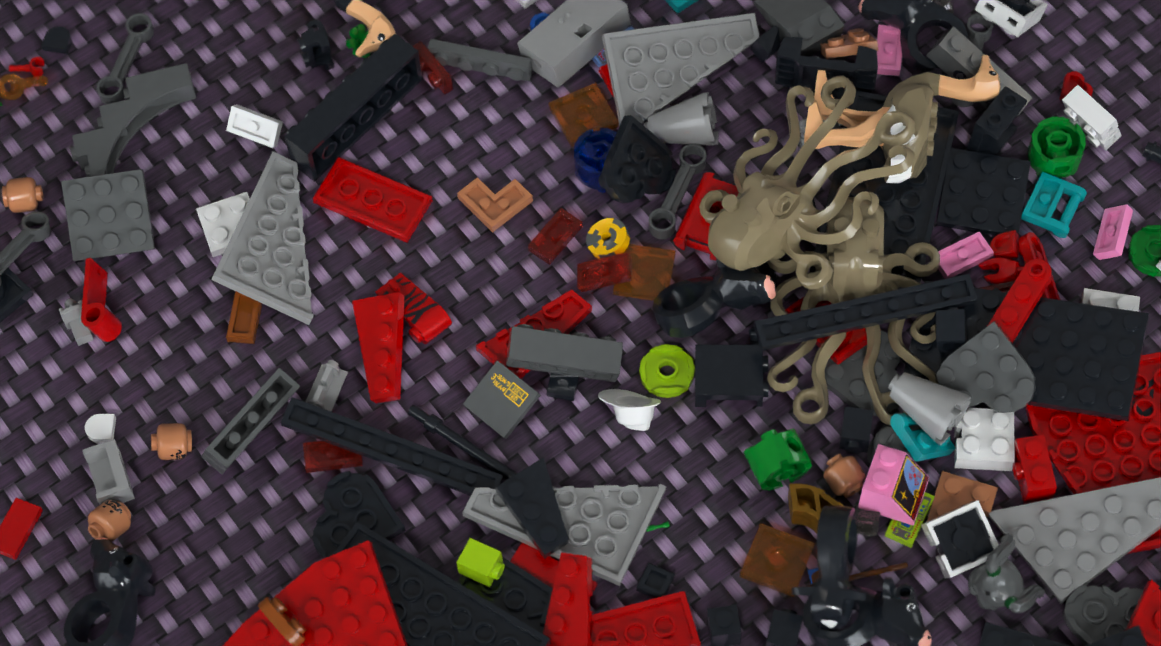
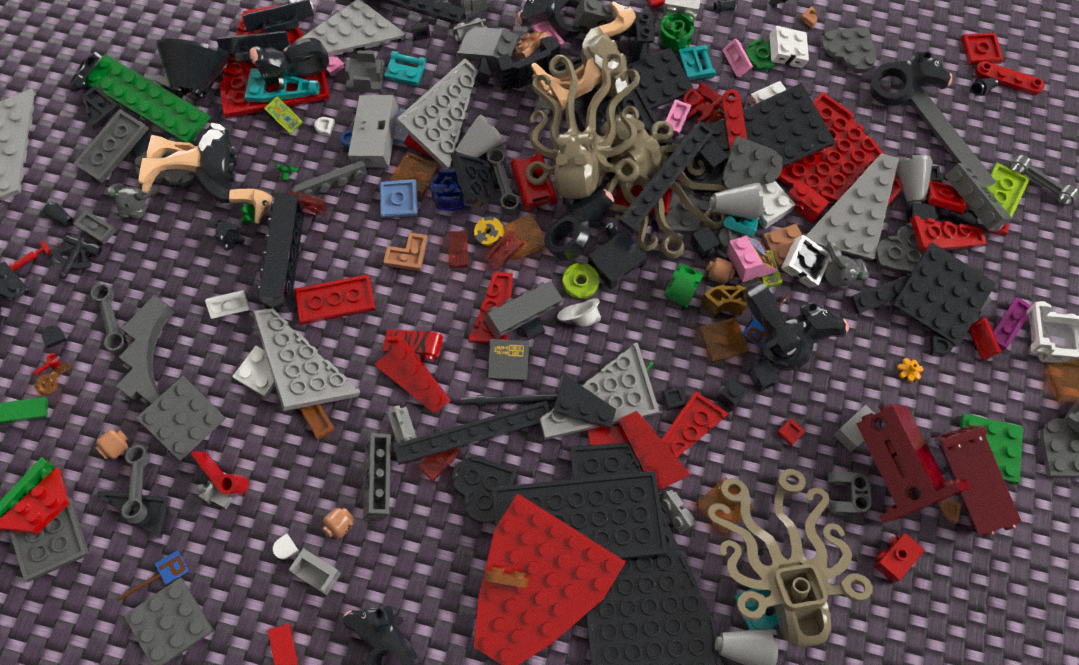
camera: 45 degrees left, 5 degrees up
(109, 520) = (340, 599): nougat head -> none
(440, 15) = (285, 170): none -> green plant
(480, 562) = (580, 457): lime brick -> none
(537, 132) = (398, 198): none -> medium blue tile

